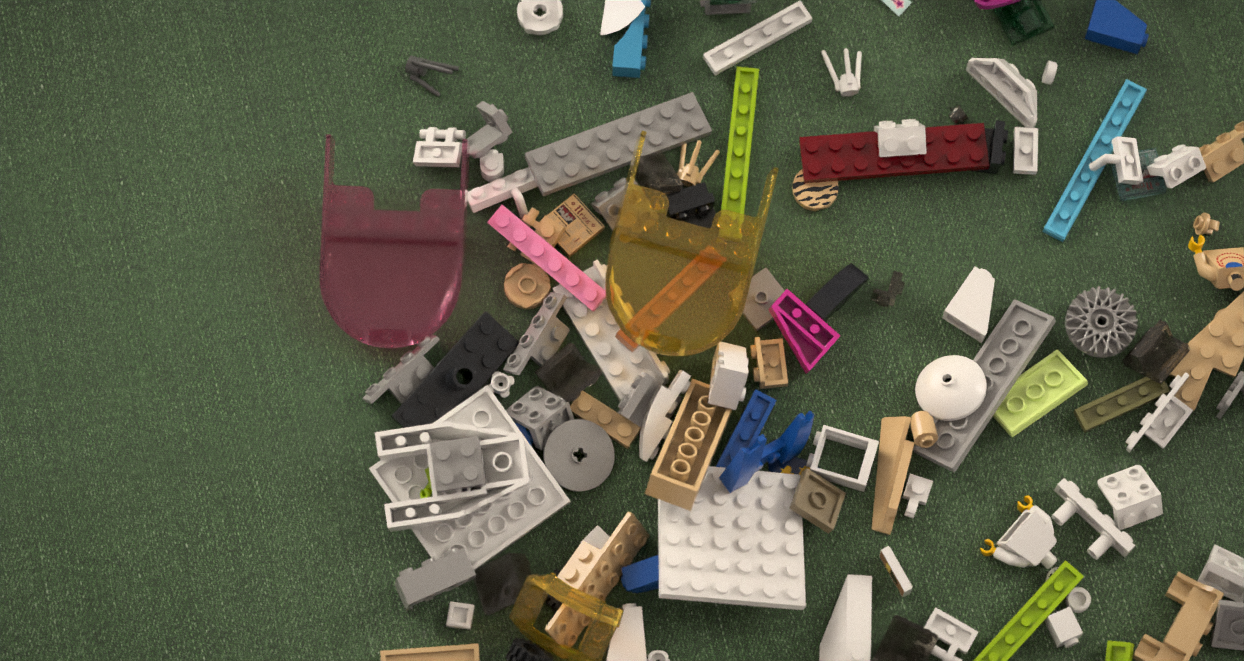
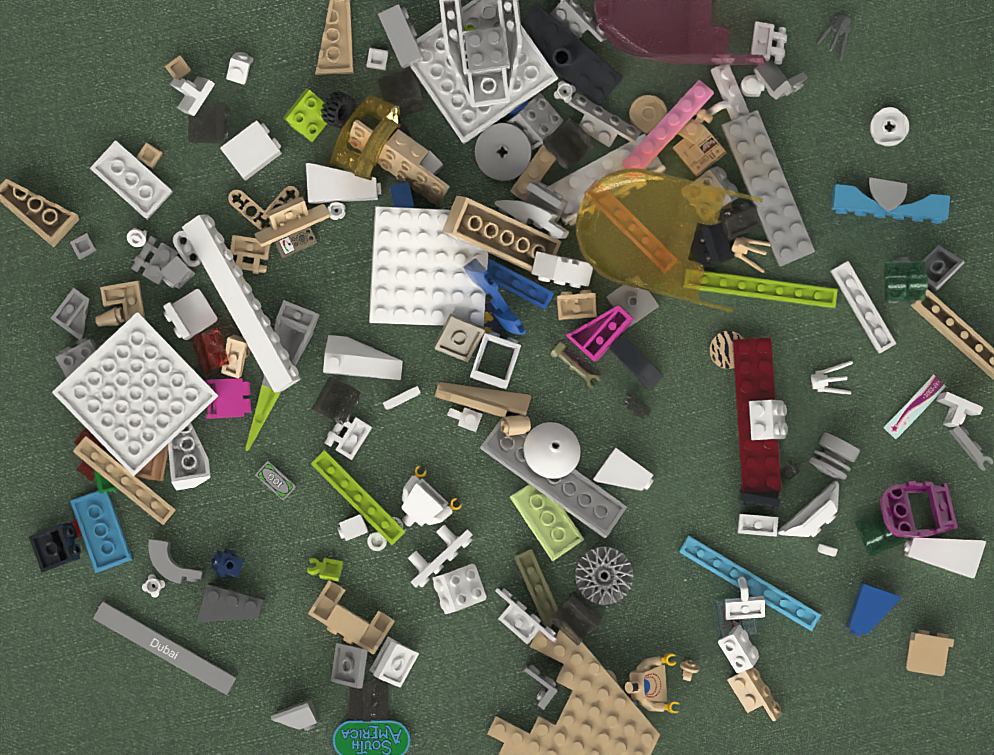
camera: 90 degrees right, 15 degrees up
(826, 385) = (573, 364): none -> olive piece
(939, 63) = (834, 456): none -> light grey wheel

